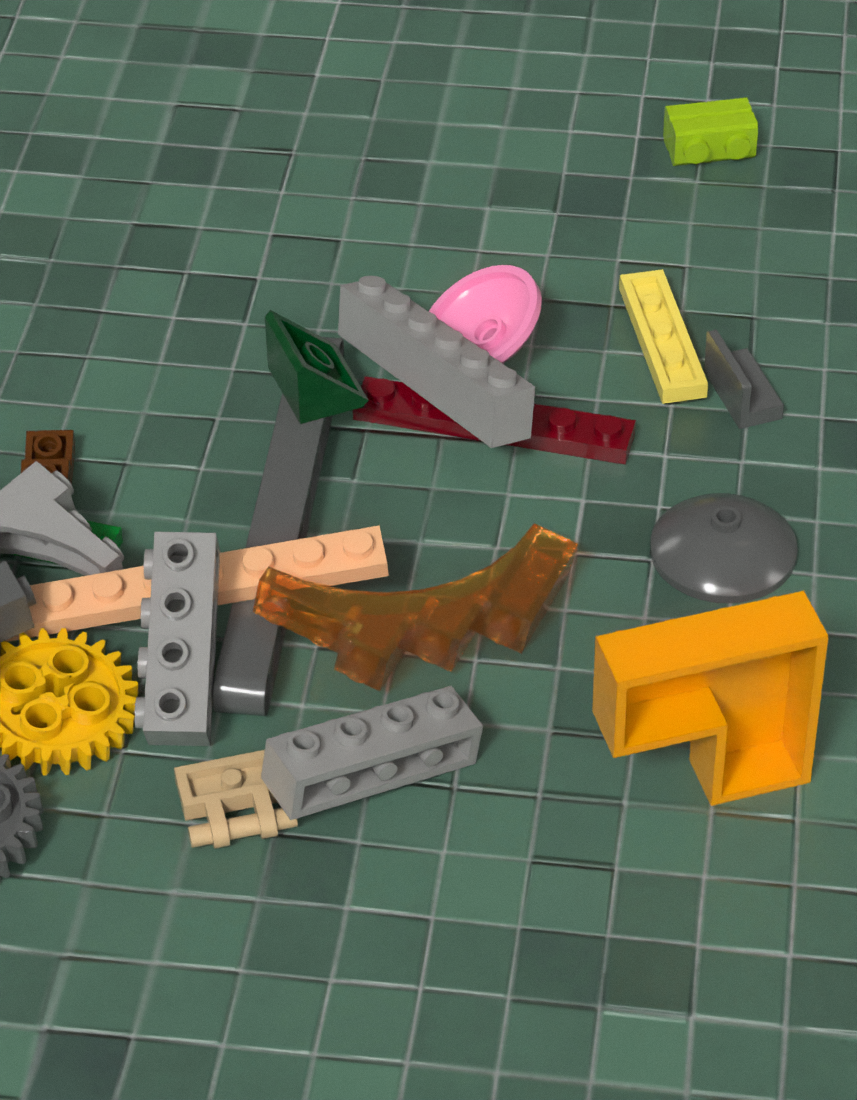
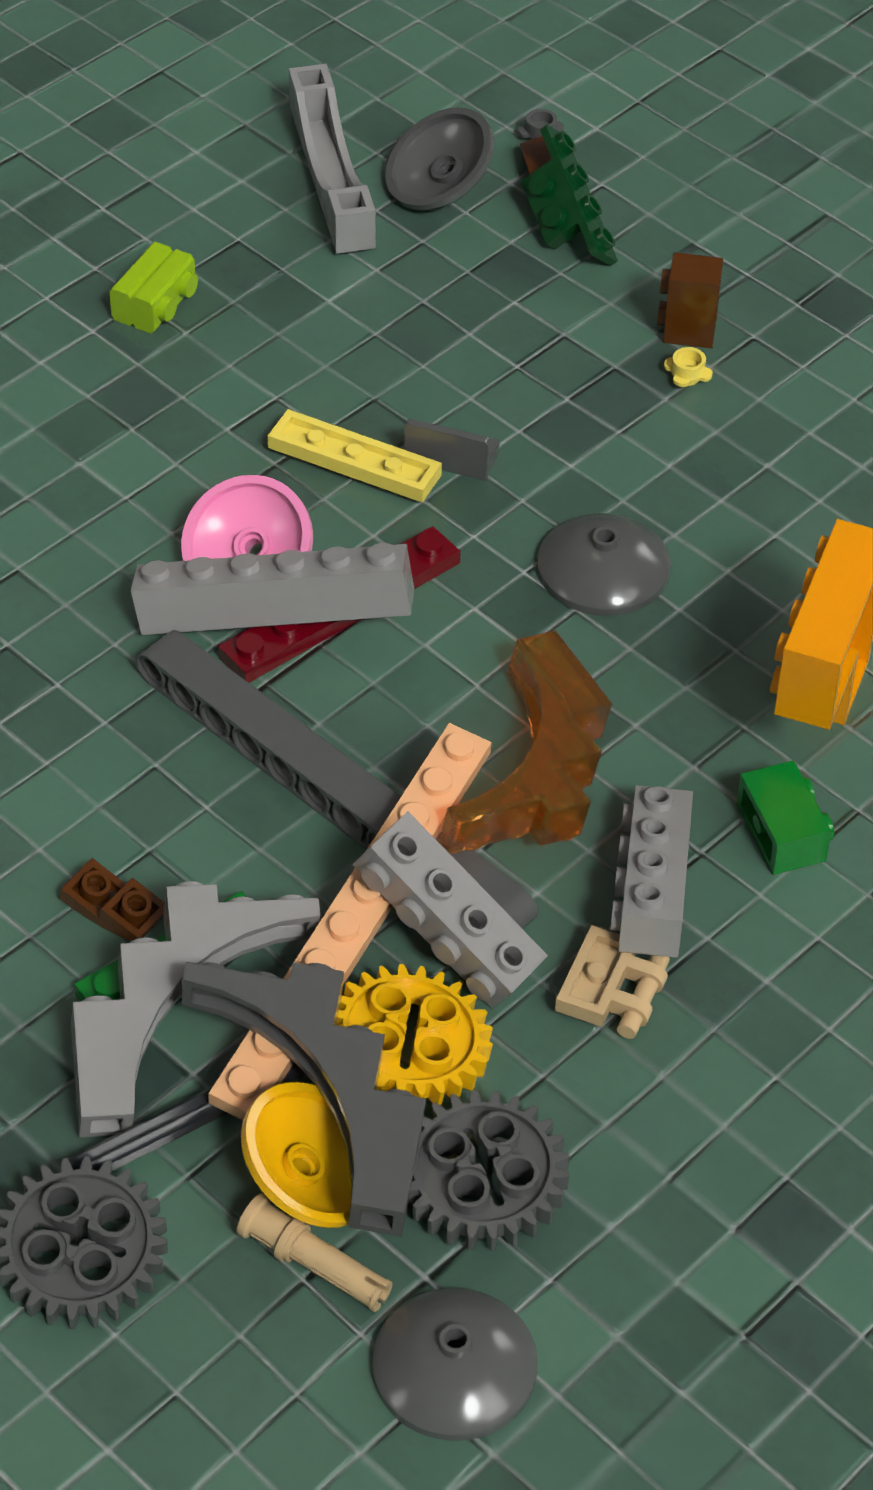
camera: 55 degrees left, 5 degrees up
(310, 371) = (215, 671): dark green slope -> none
(533, 811) = (784, 817): none -> green brick

